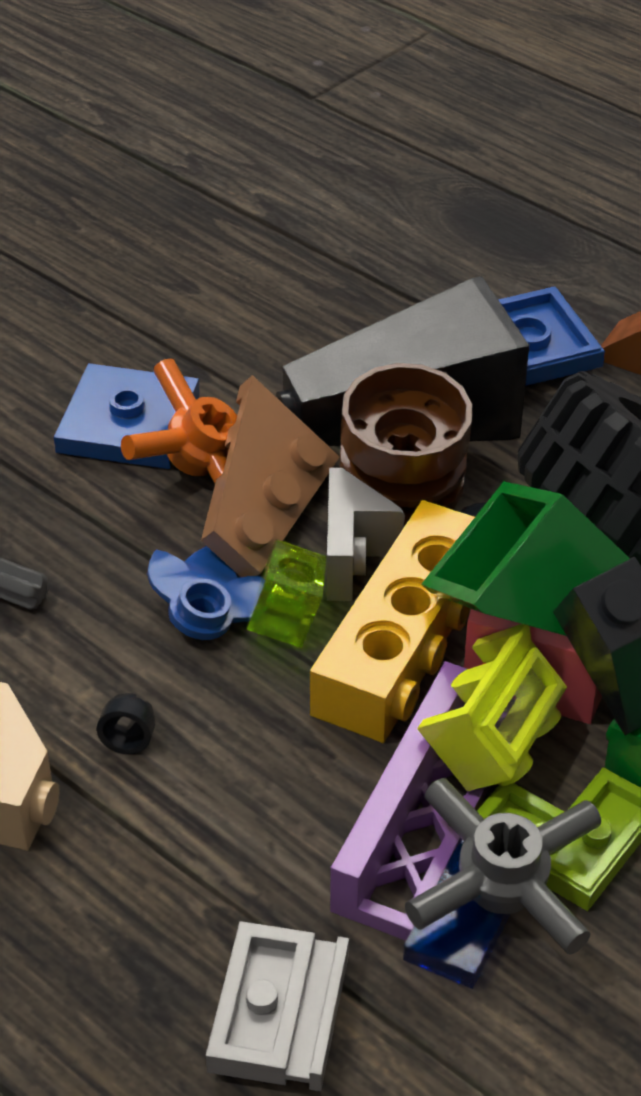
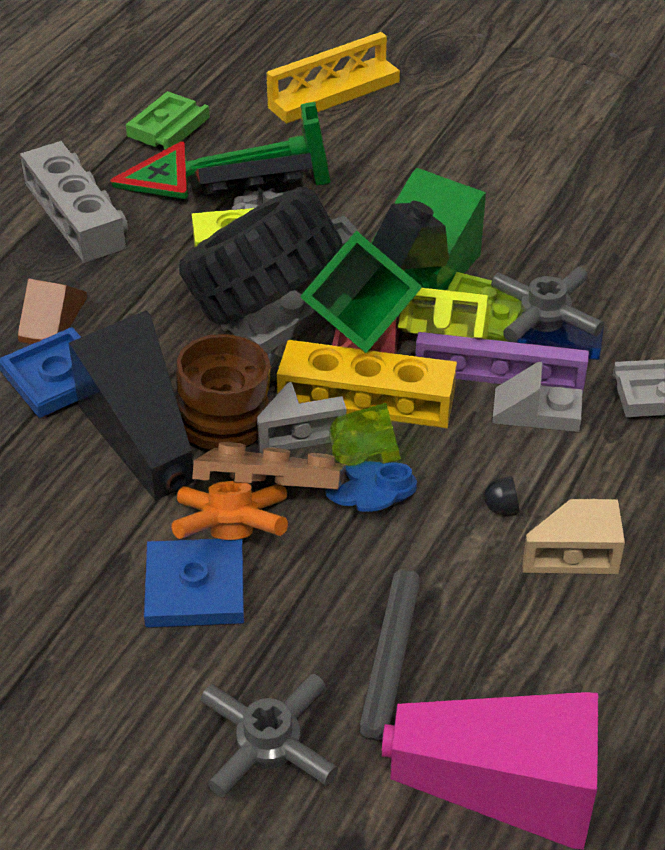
camera: 105 degrees left, 0 degrees up
(303, 828) = (528, 404): none -> light grey slope

